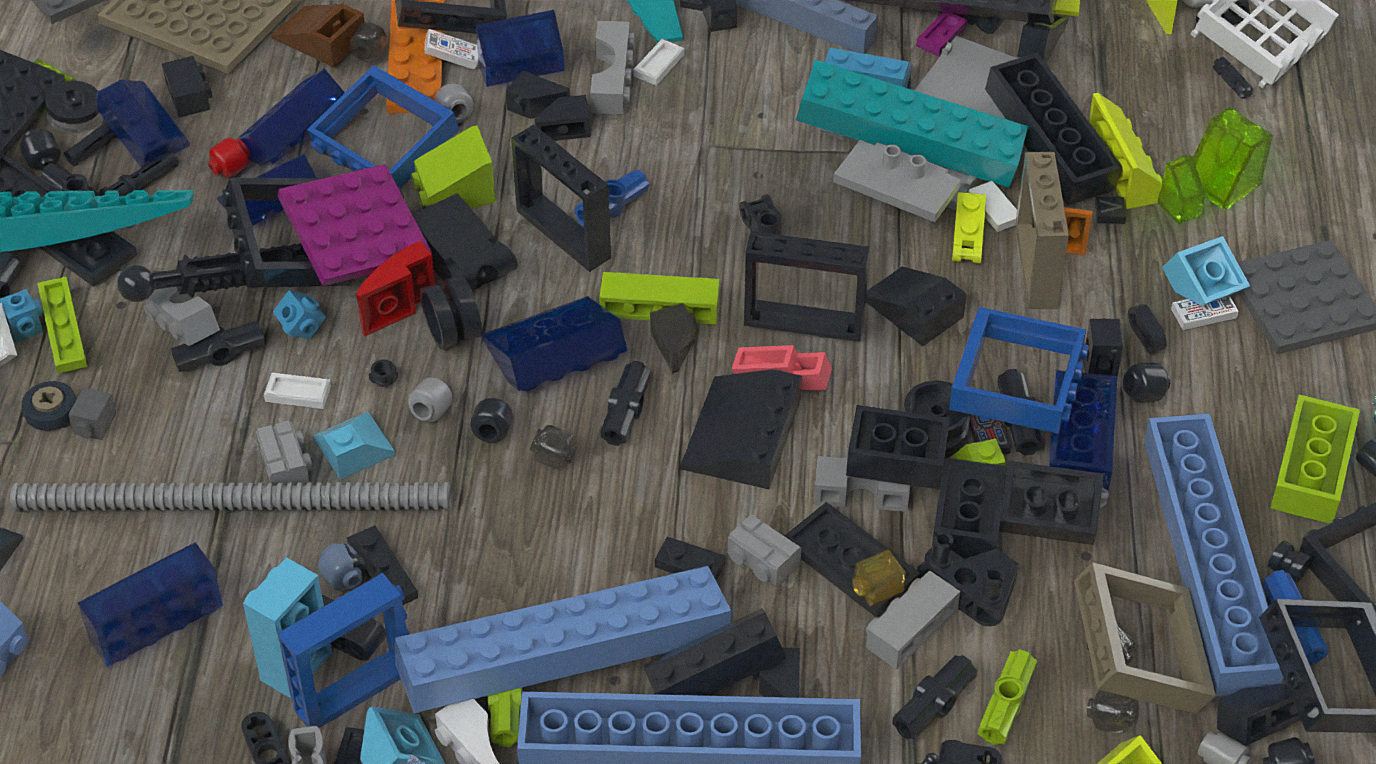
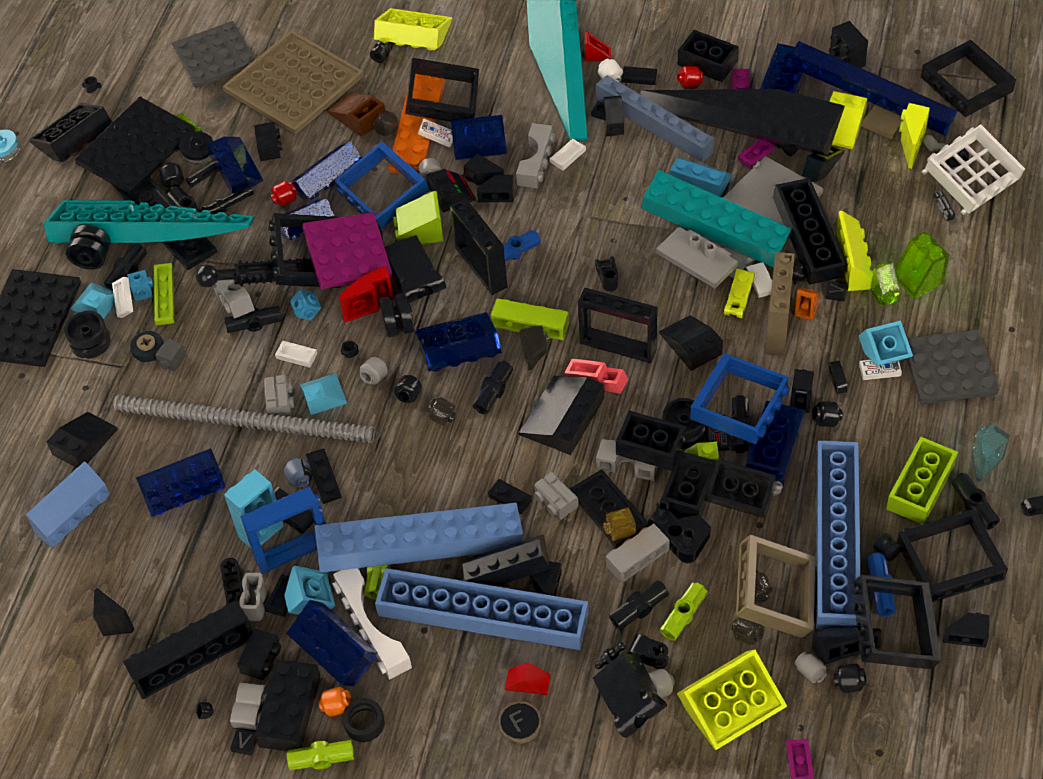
camera: 15 degrees right, 5 degrees up
(493, 121) = (450, 188): none -> black slope

